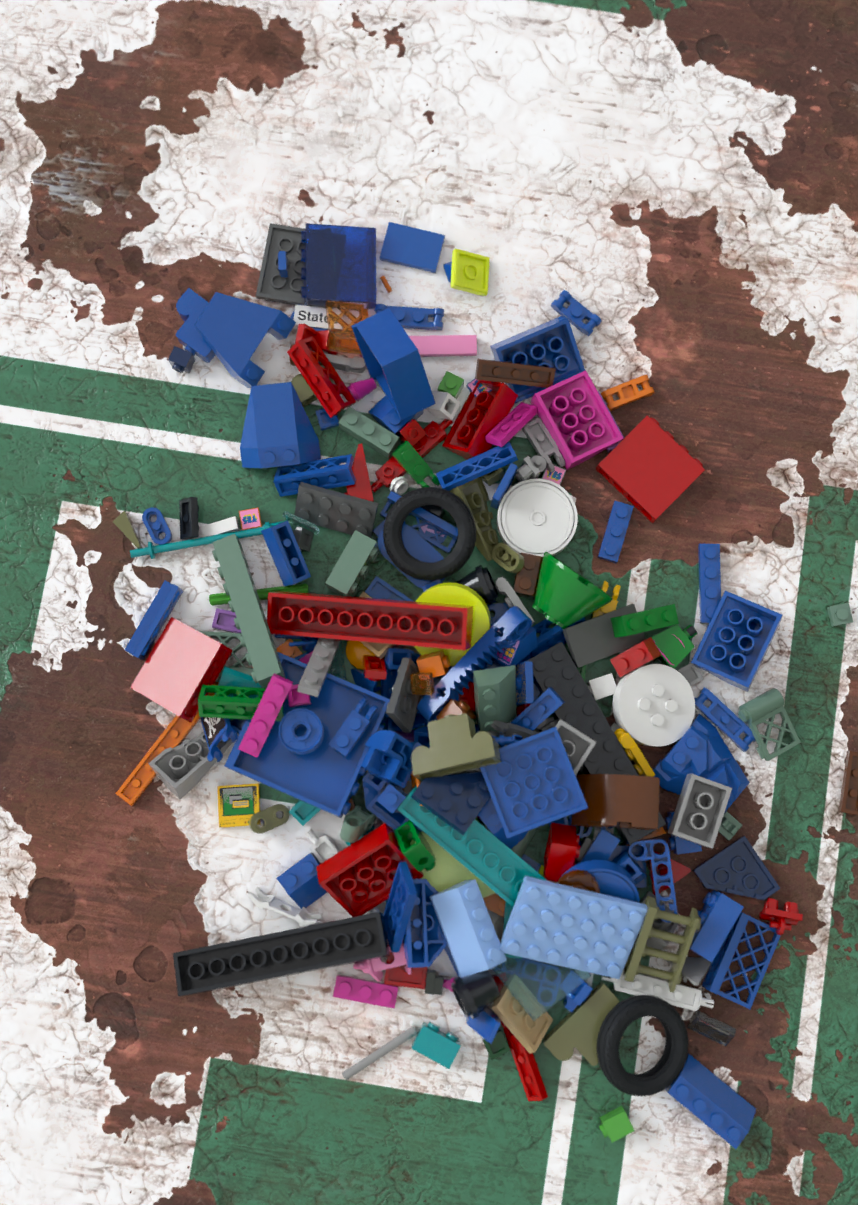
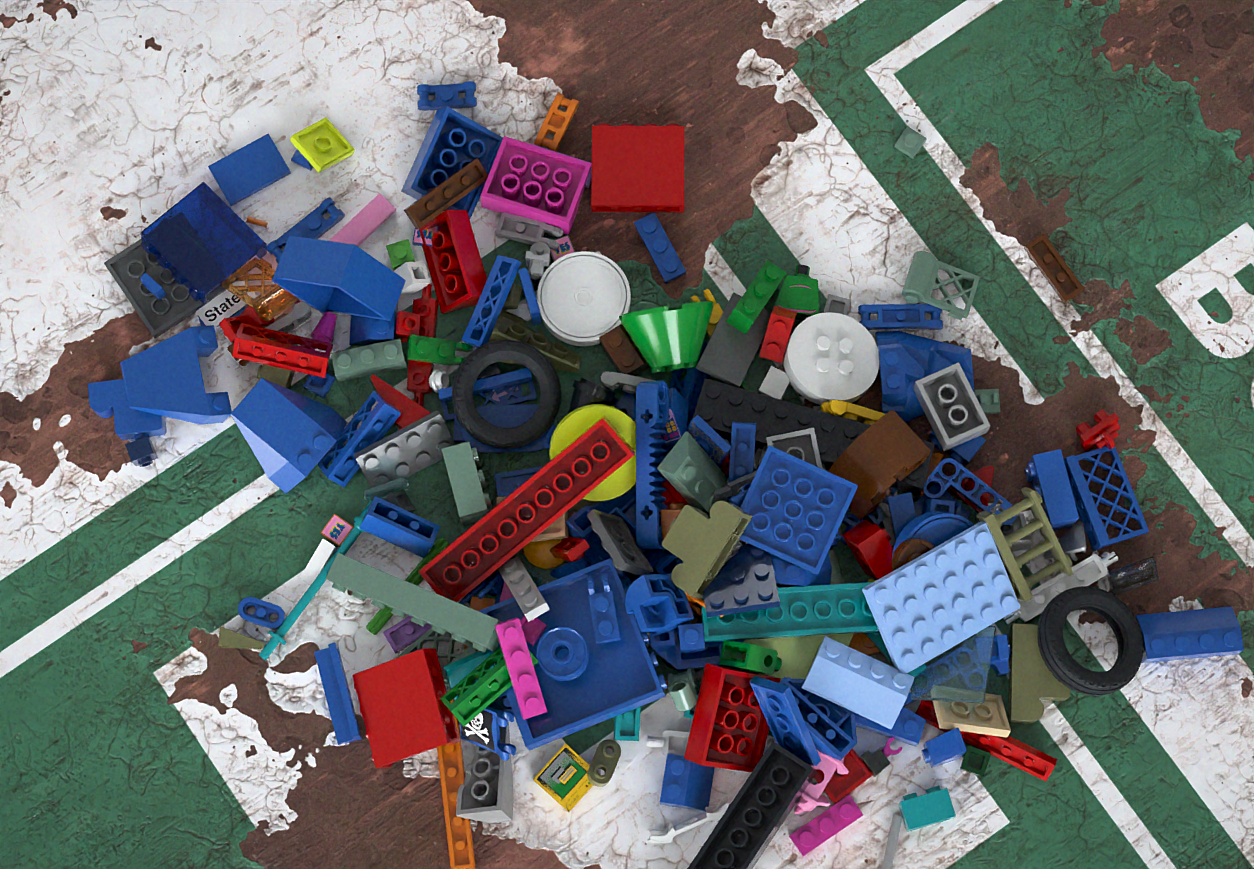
camera: 40 degrees left, 5 degrees down
(189, 518) = (283, 579): black plate -> none
(422, 683) = (624, 520): clear orange plate -> none
(434, 662) = (617, 498): orange brick -> none
(475, 992) = (914, 728): black piece -> none
(508, 558) = (594, 352): olive plate -> none
(511, 424) = (485, 239): dark pink plate -> none
(616, 1124) = (1133, 728): bright green brick -> none
(709, 580) = (779, 217): blue plate -> none
(737, 640) = (847, 242): blue slope -> none
(737, 871) = (1031, 429): dark blue plate -> none

